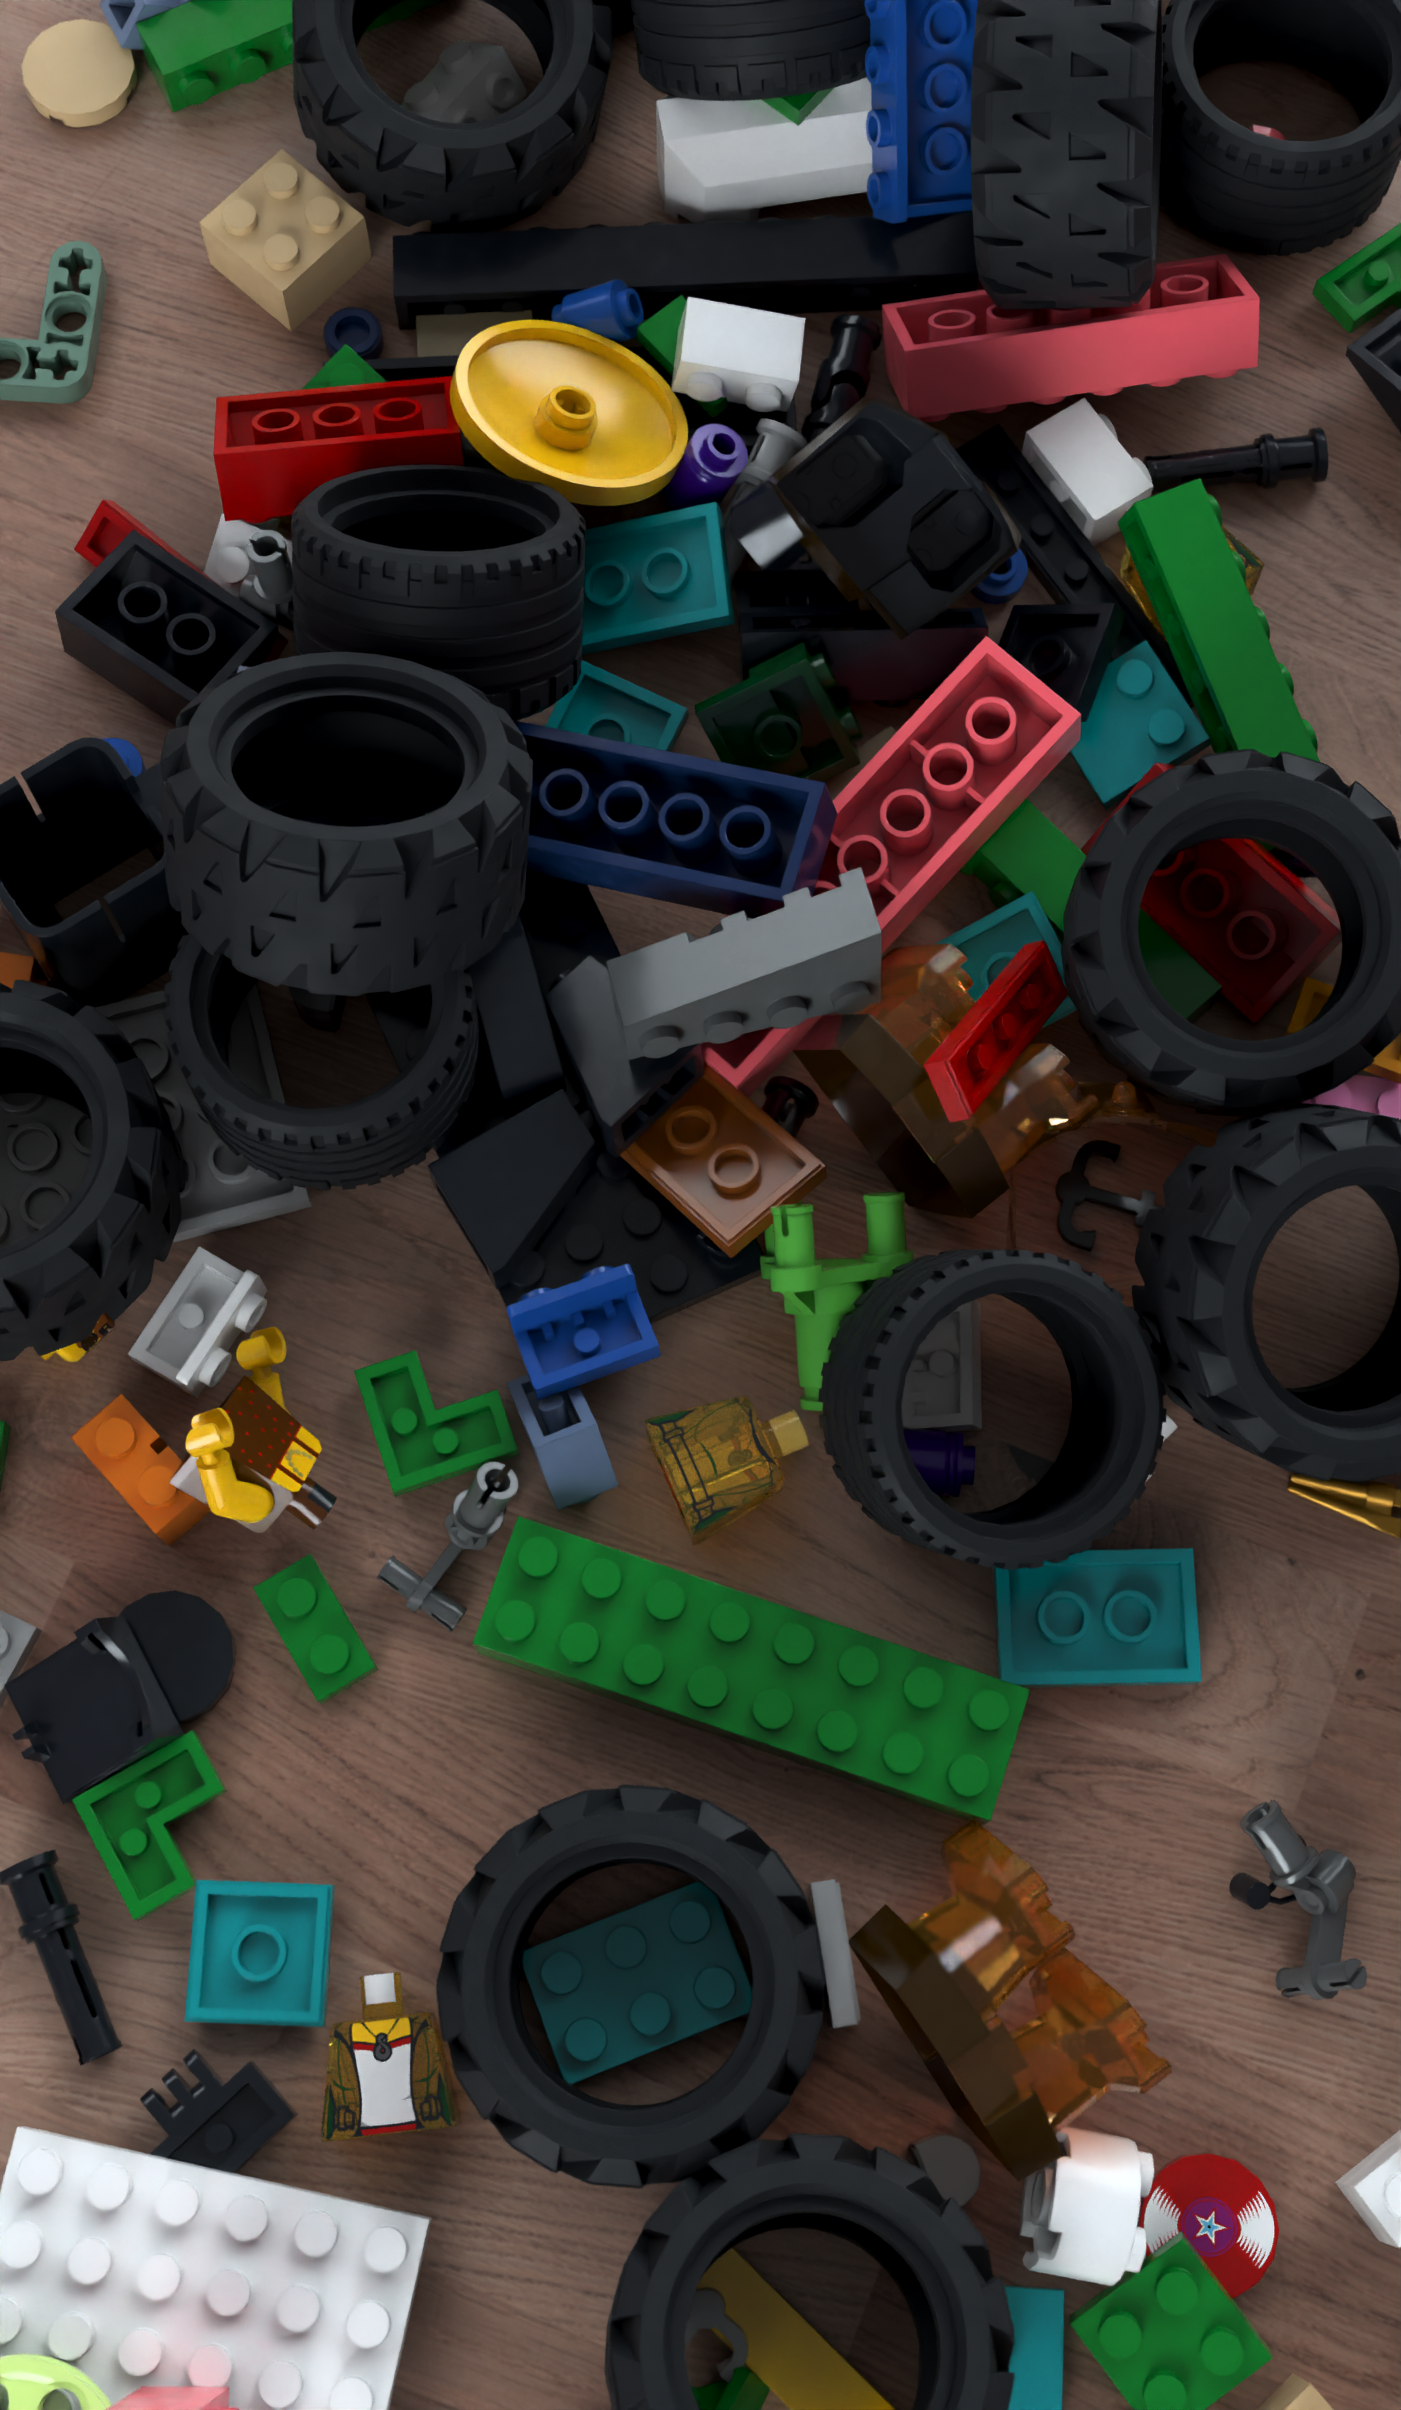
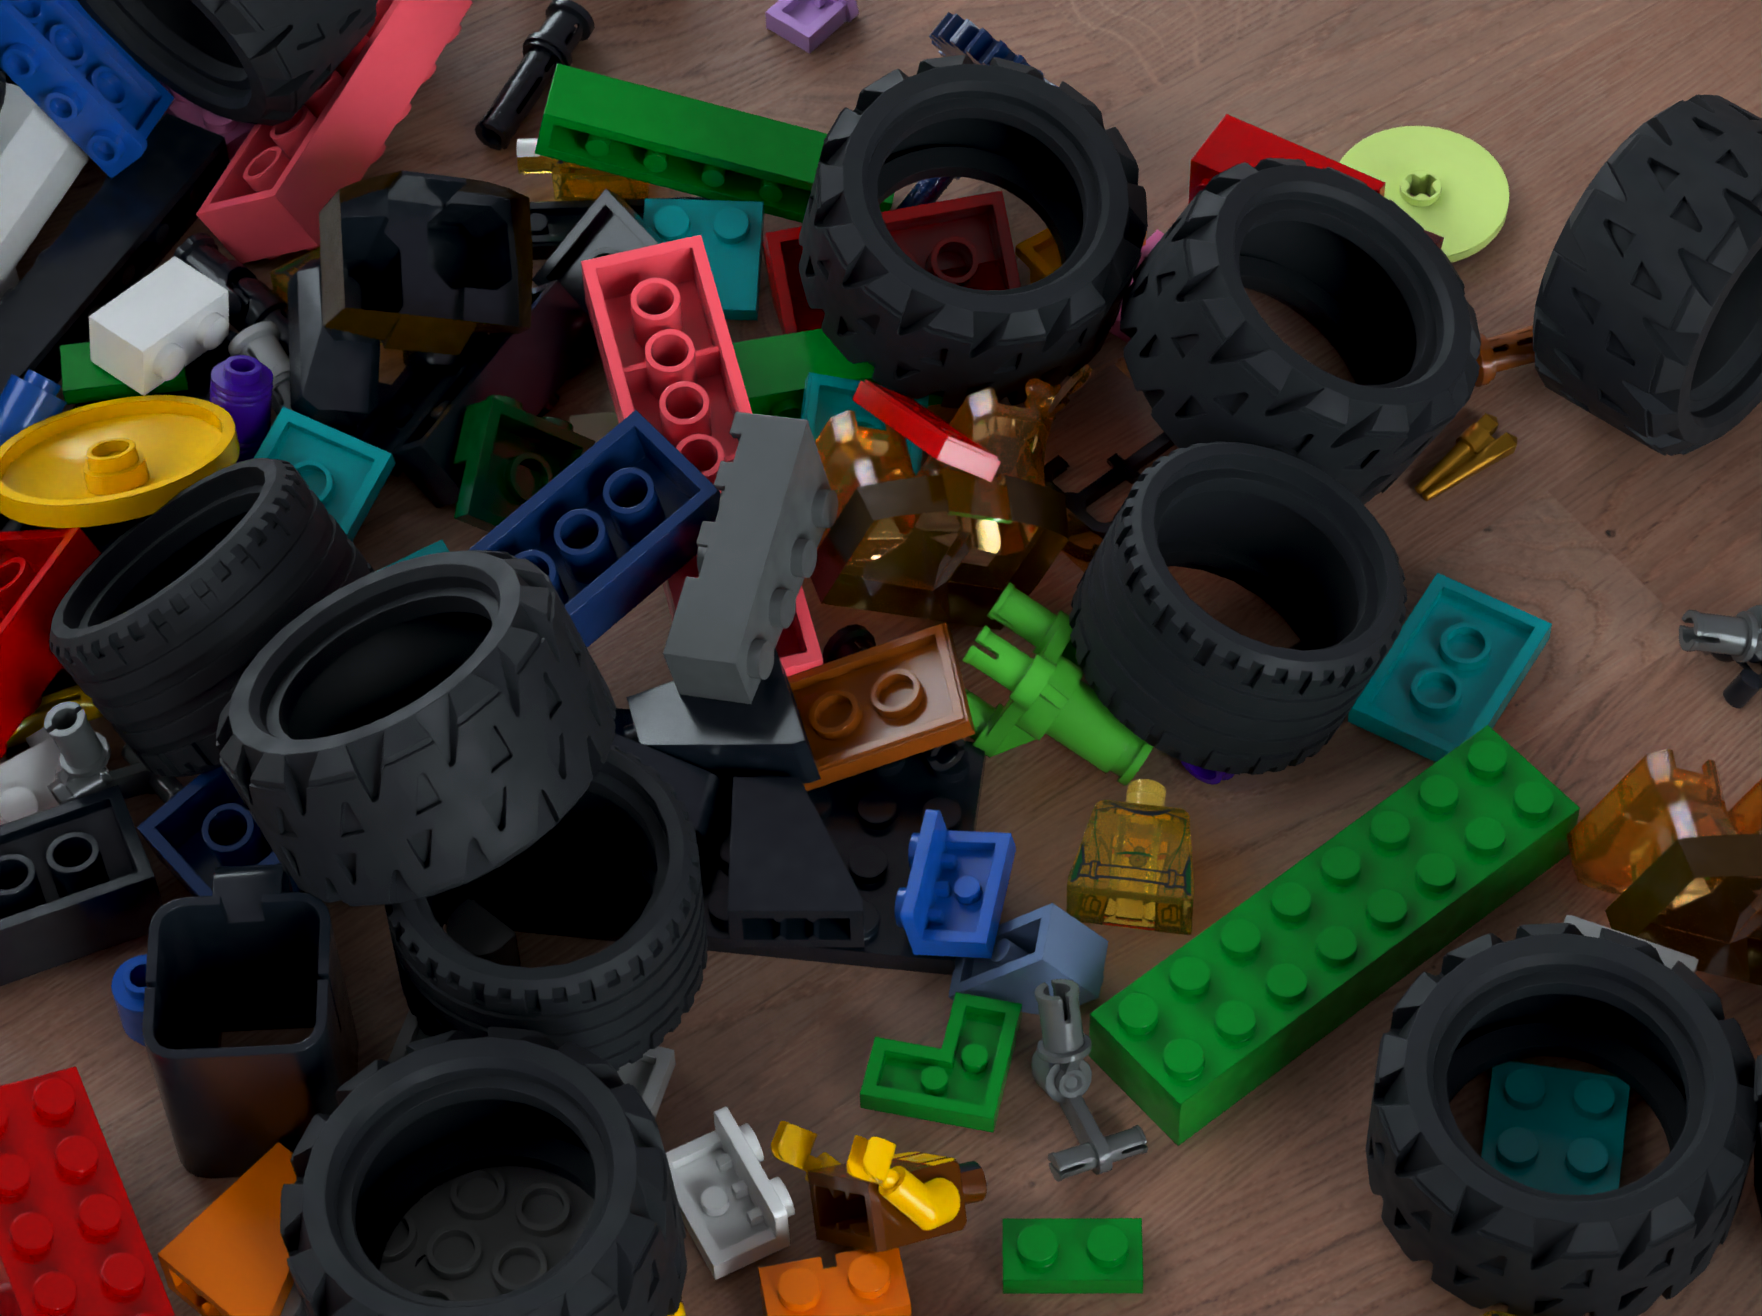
camera: 55 degrees left, 20 degrees down
(1087, 468) = (461, 151): white brick -> none

